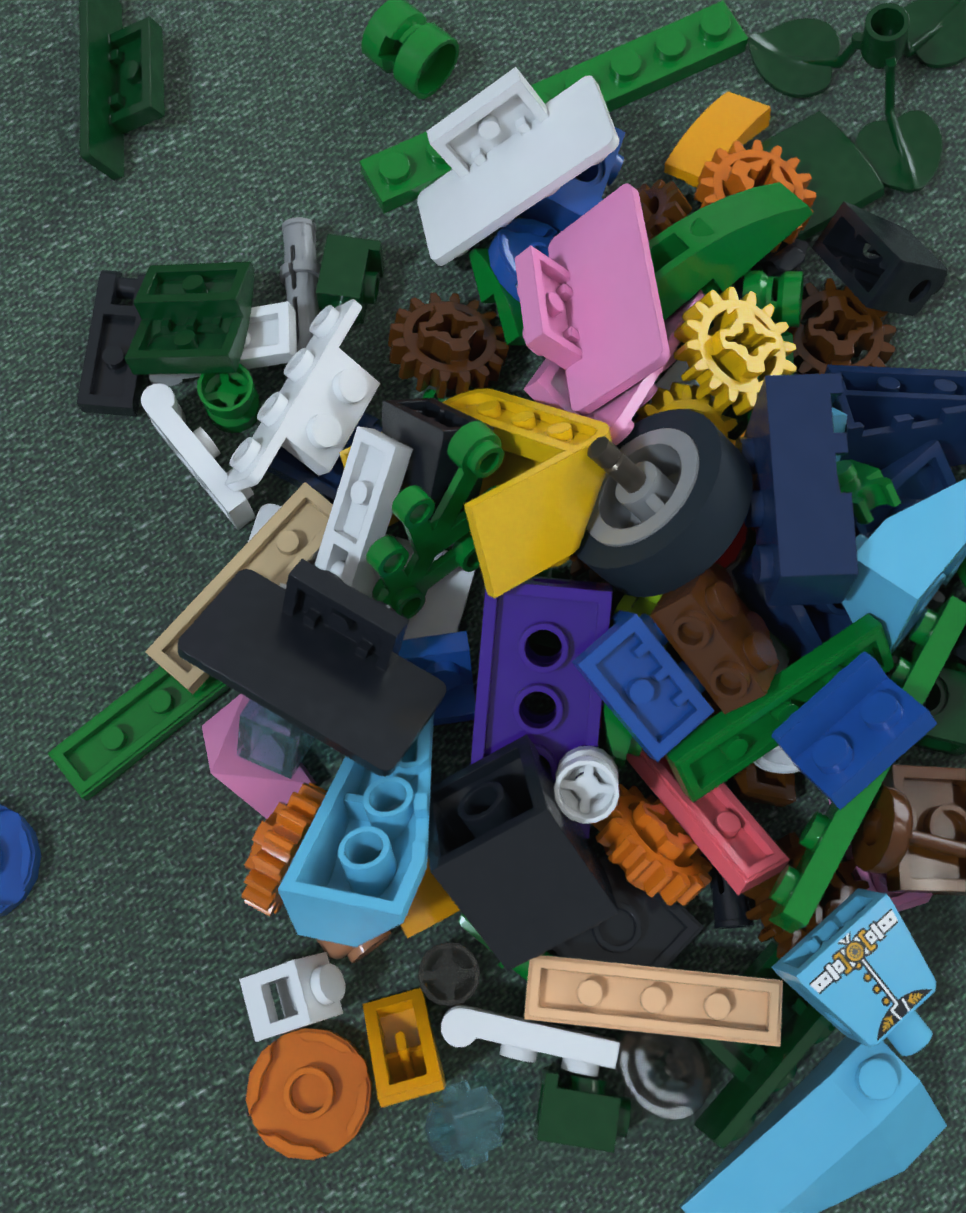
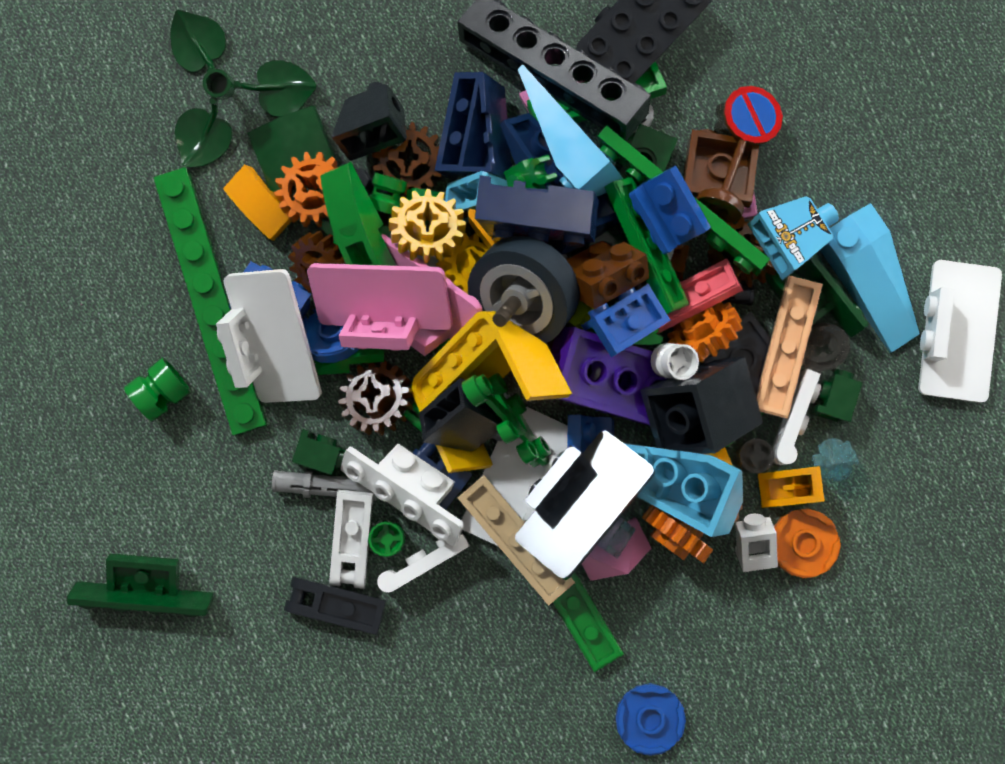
camera: 80 degrees left, 10 degrees up
(192, 318) = (336, 554): dark green slope -> none
(363, 507) = (488, 464): white plate -> none

